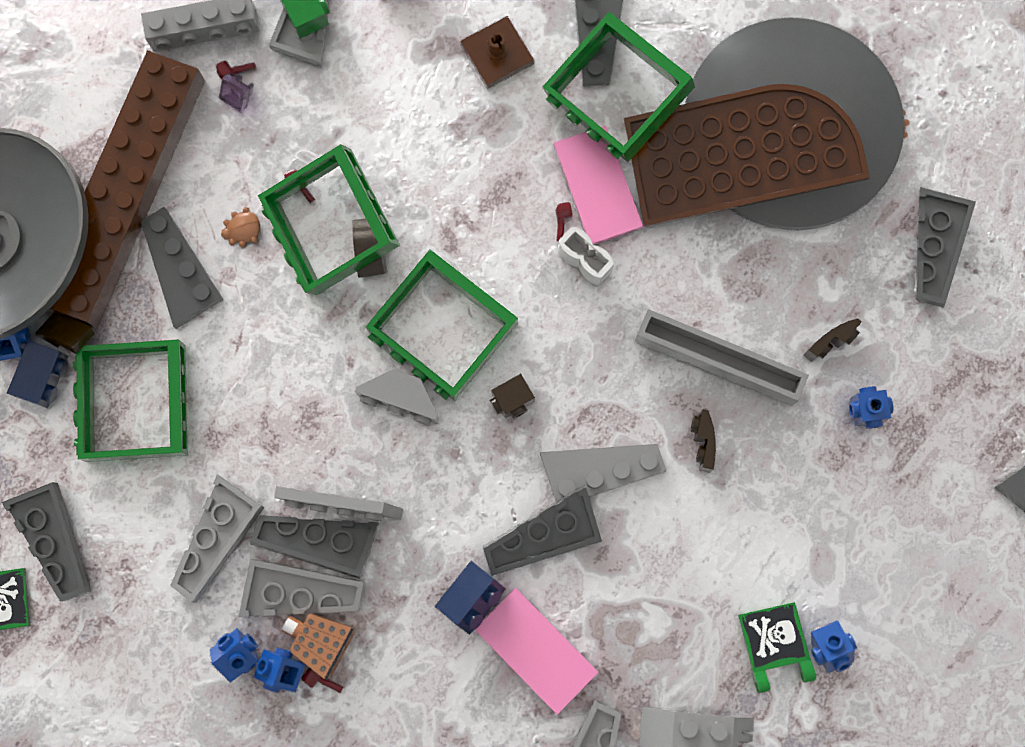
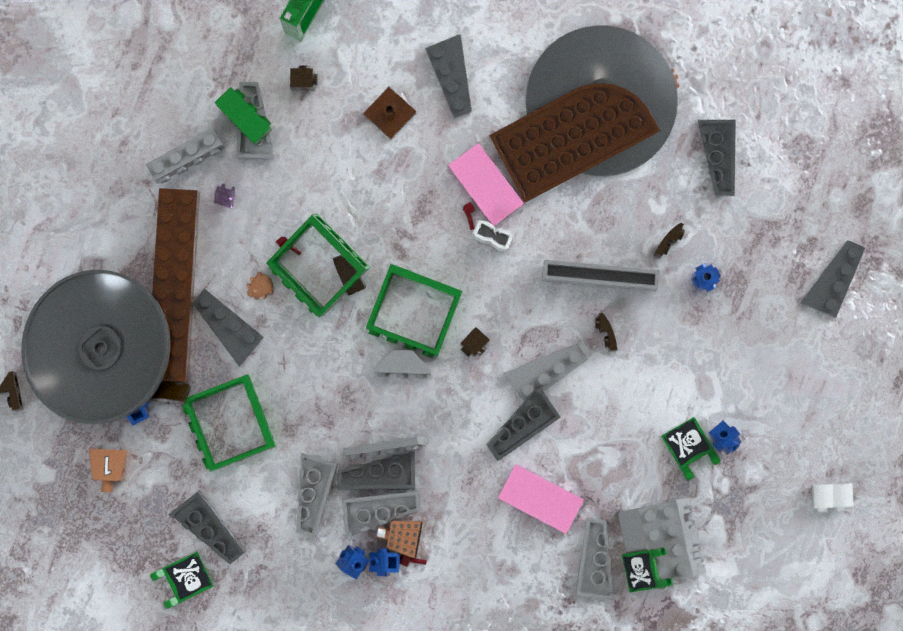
camera: 20 degrees left, 5 degrees up
(38, 374) = (162, 425): dark blue brick -> none
(224, 68) = (212, 184): dark red hand -> none
(470, 598) = (489, 479): dark blue brick -> none
(608, 27) = (448, 103): green window -> none

